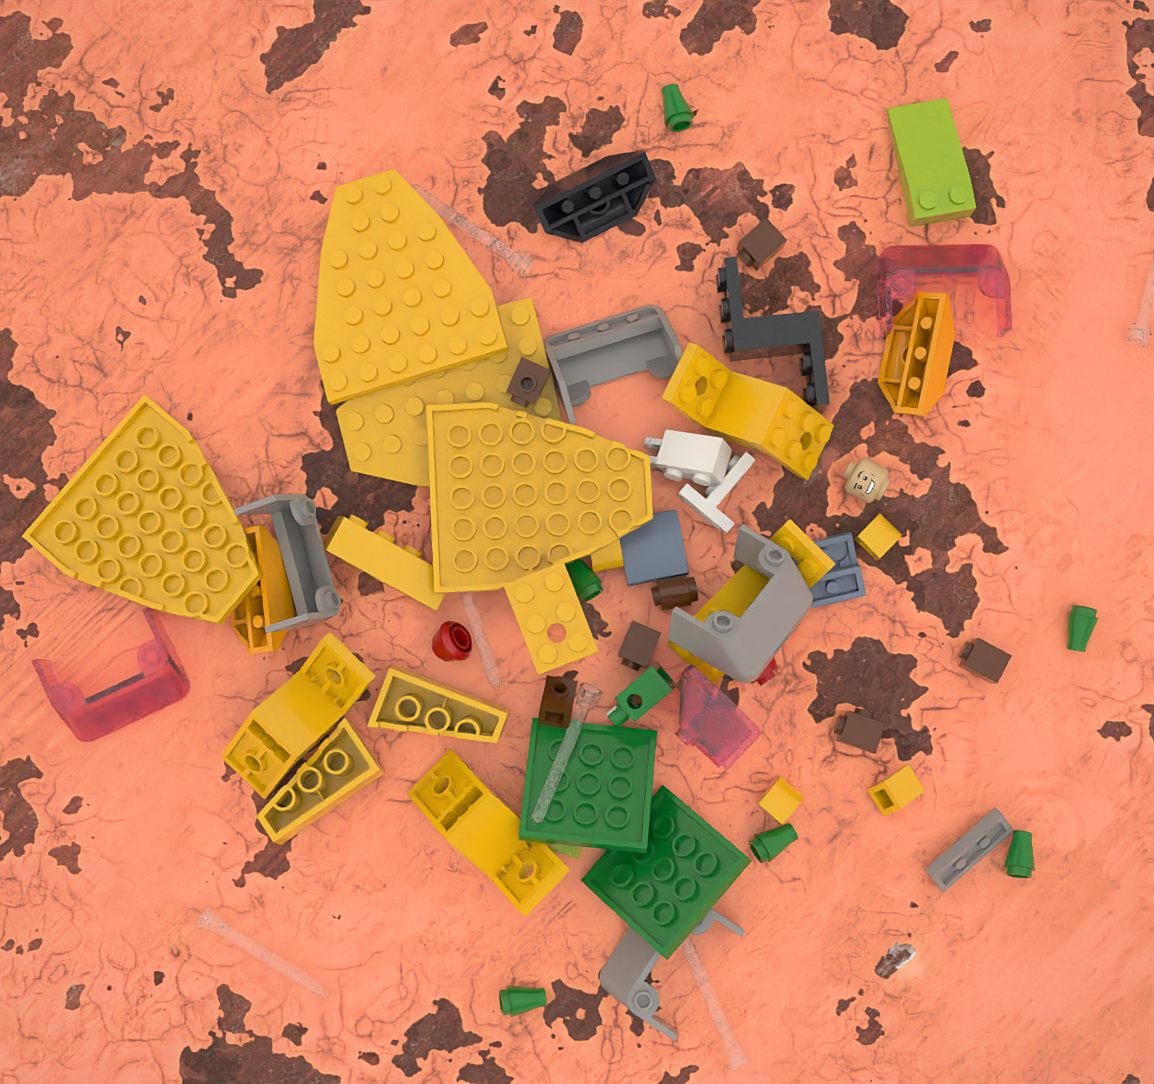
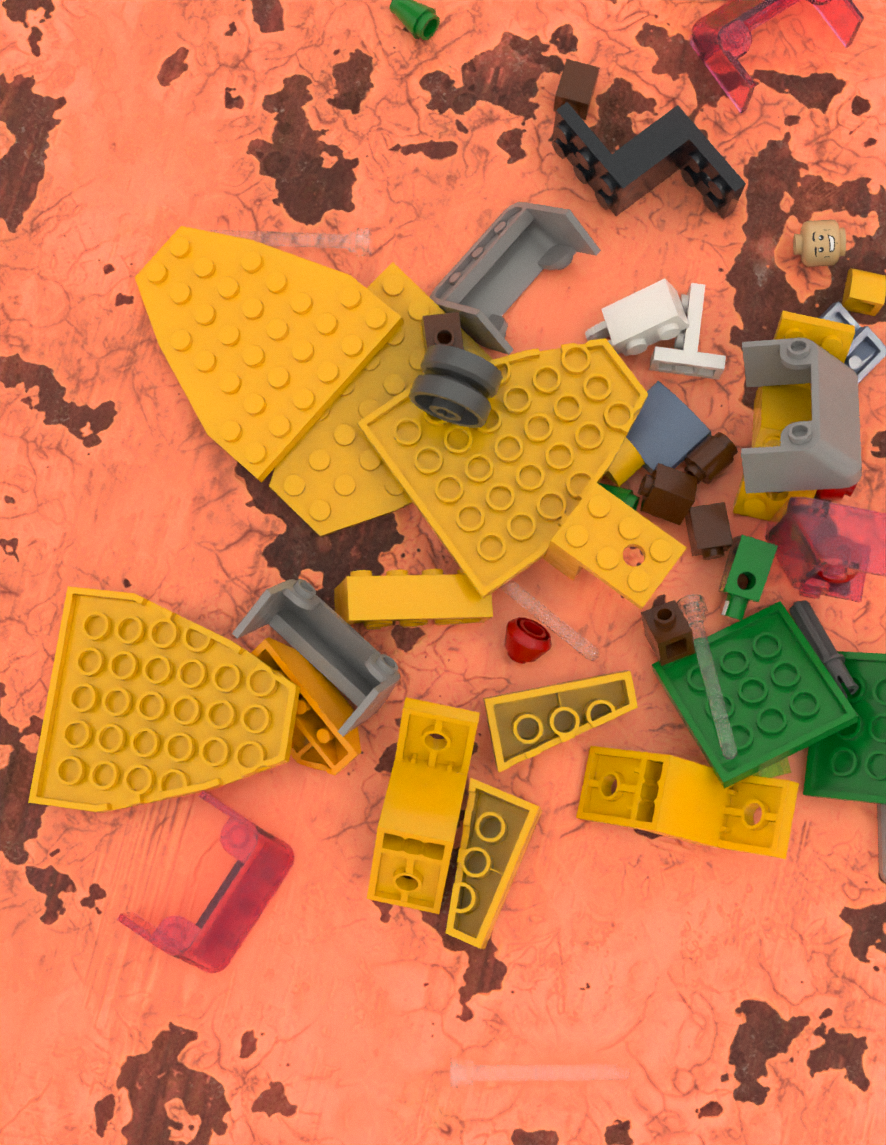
camera: 30 degrees left, 5 degrees down
(512, 424) = (456, 386): none -> dark grey wheel
(518, 1000) = (822, 952): green cone -> none
(596, 197) = (394, 135): black wedge -> none
(624, 599) = (668, 493): none -> reddish brown brick
(663, 784) = (820, 642): none -> dark grey axle
(748, 411) = (669, 241): yellow bracket -> none
(918, 354) = (789, 100): light orange wedge -> none

